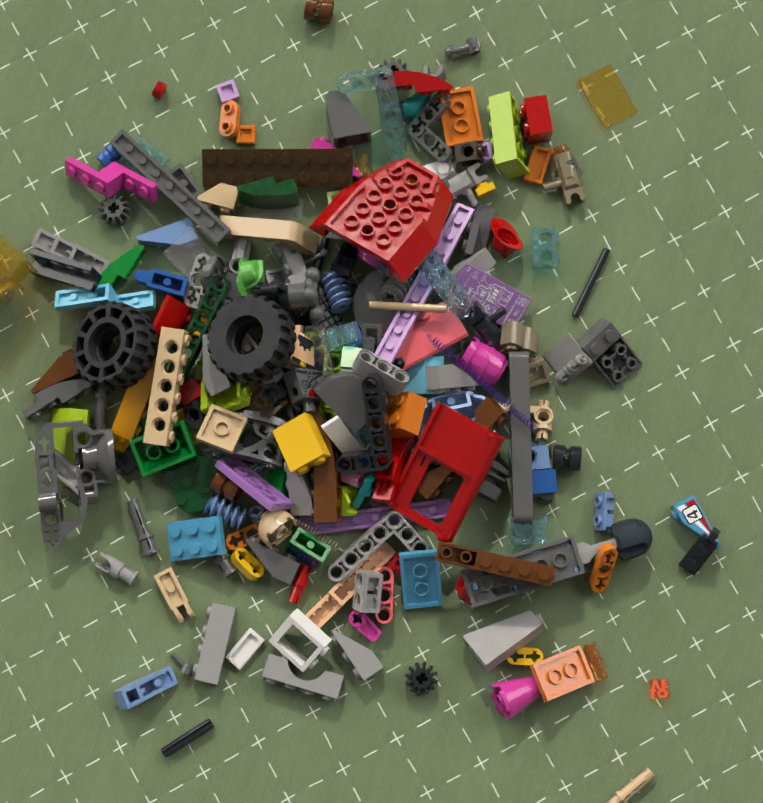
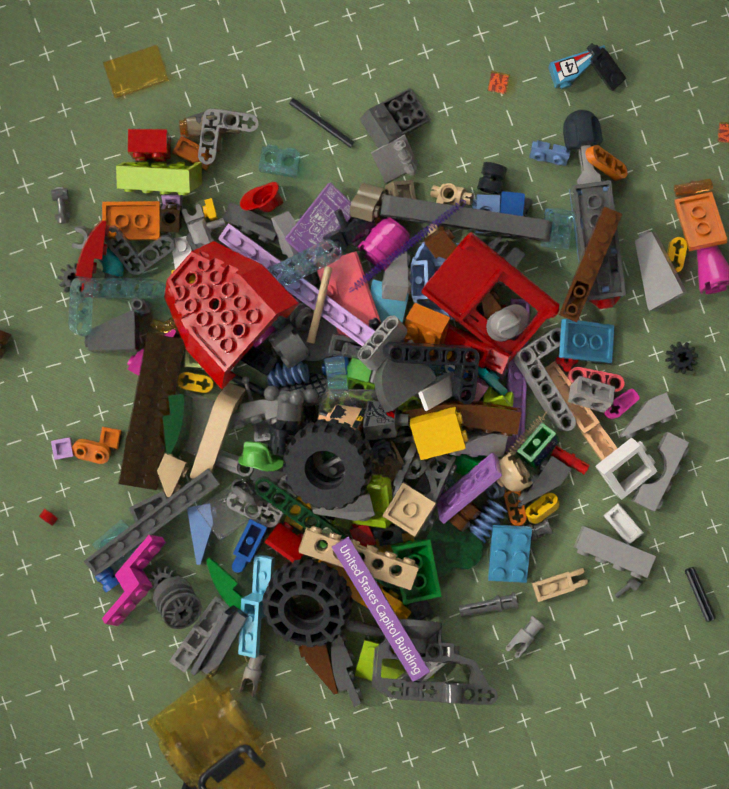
camera: 80 degrees left, 5 degrees up
(40, 310) = (253, 672): none -> light grey piece
(95, 223) = (177, 603): none -> dark grey wheel
(119, 415) = (380, 609): none -> medium lavender tile
(145, 688) = (646, 628): medium blue slope -> none
(308, 204) = (194, 387): none -> yellow beam
(362, 285) = (290, 345): none -> dark grey brick
(377, 140) = (141, 306): none -> dark grey bar
(424, 496) = (507, 322): none -> light grey piece
(571, 182) = (220, 122): none -> light grey beam
(664, 448) = (498, 82): none -> tile

